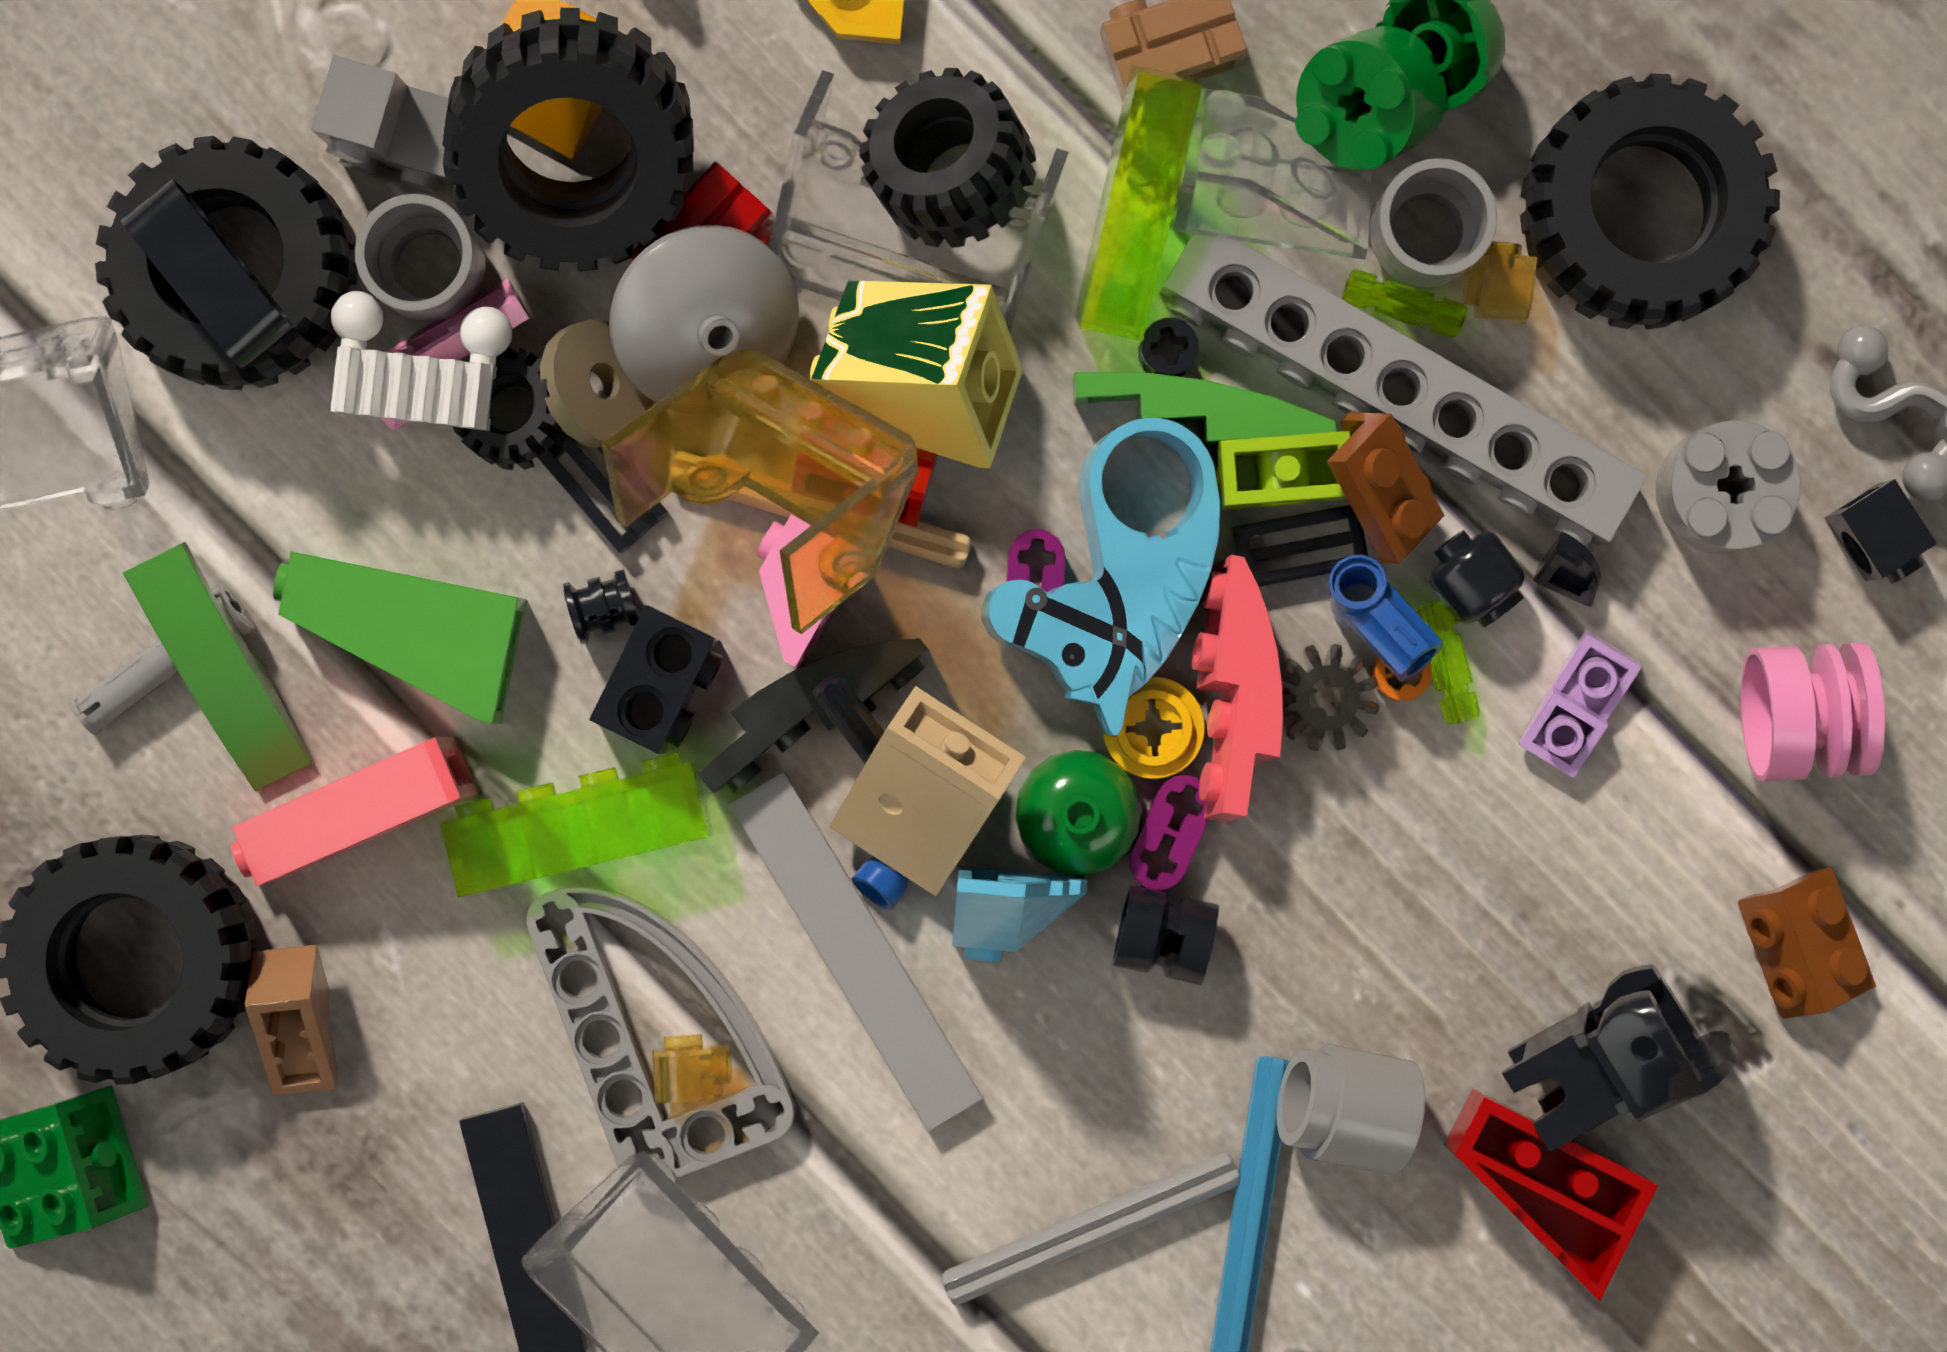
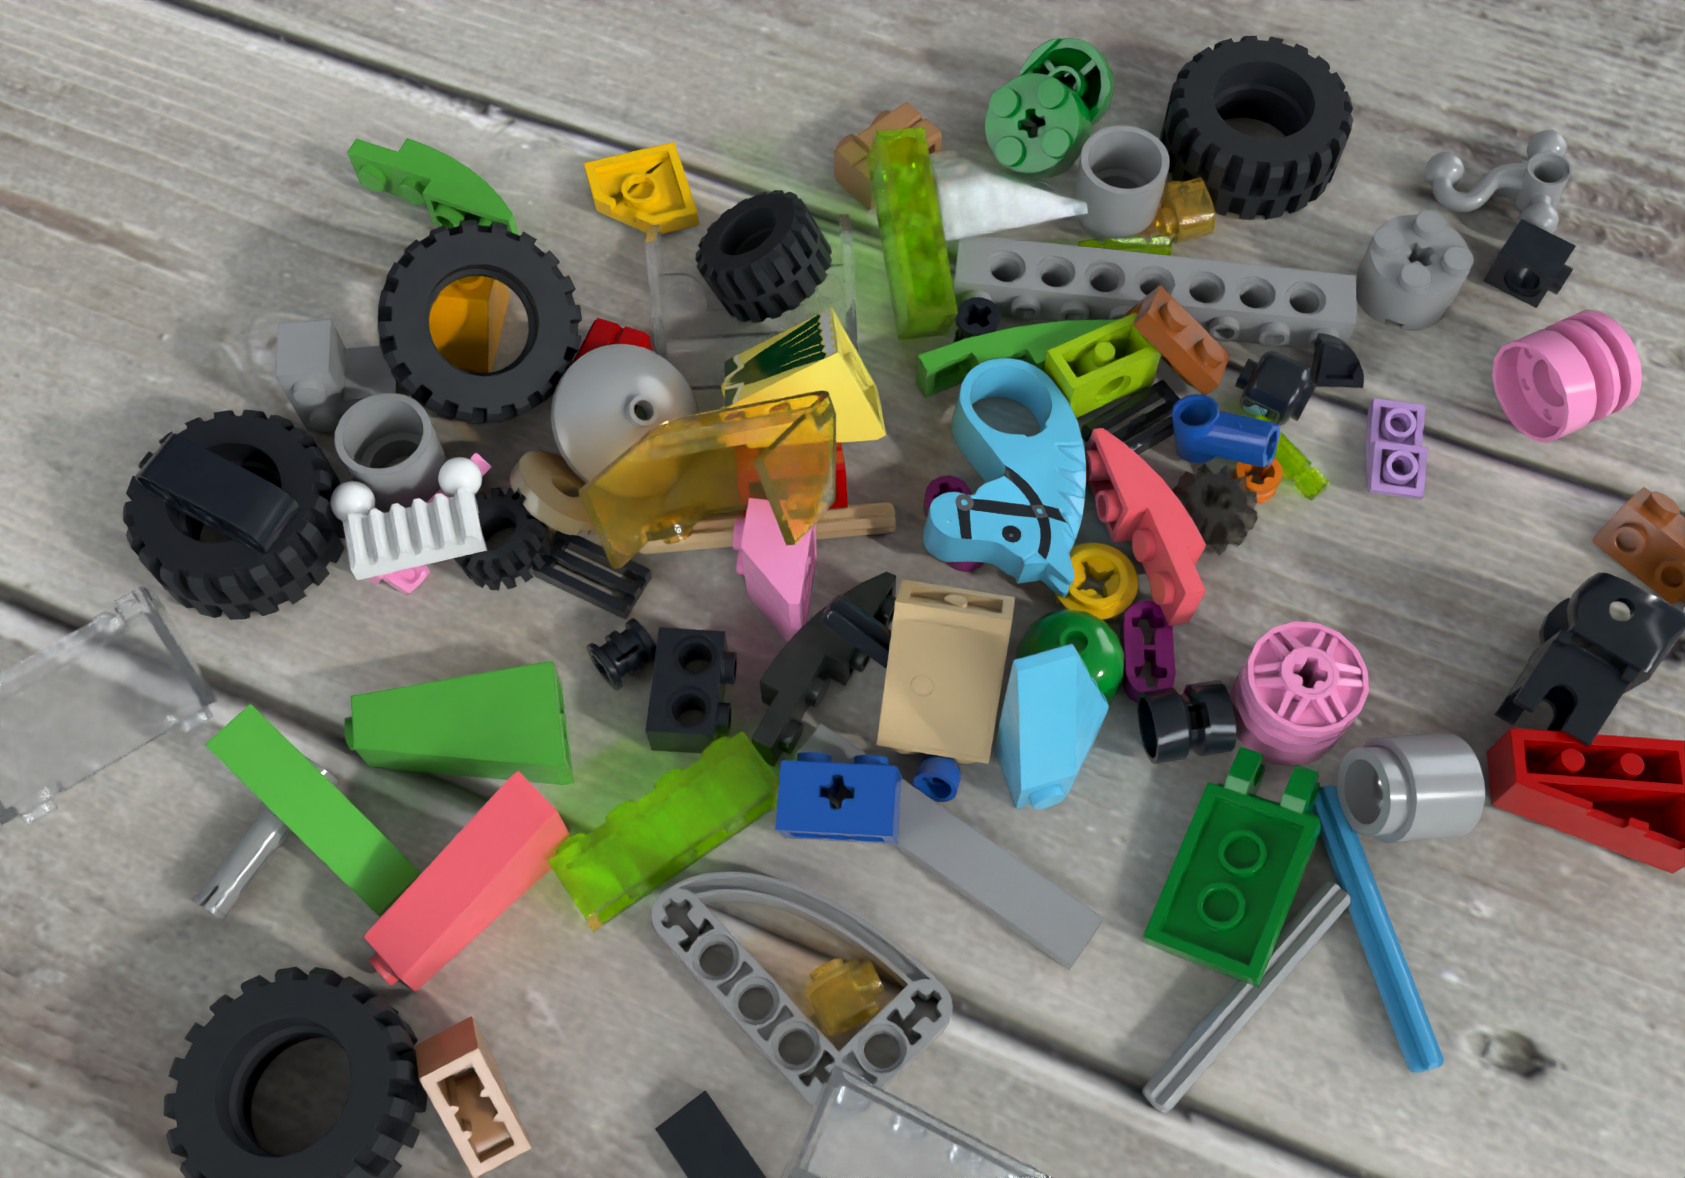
camera: 25 degrees left, 25 degrees down
(728, 878) = (810, 815): none -> blue brick
(1139, 1109) = (1237, 871): none -> green tile
(1256, 962) = (1291, 720): none -> bright pink wheel

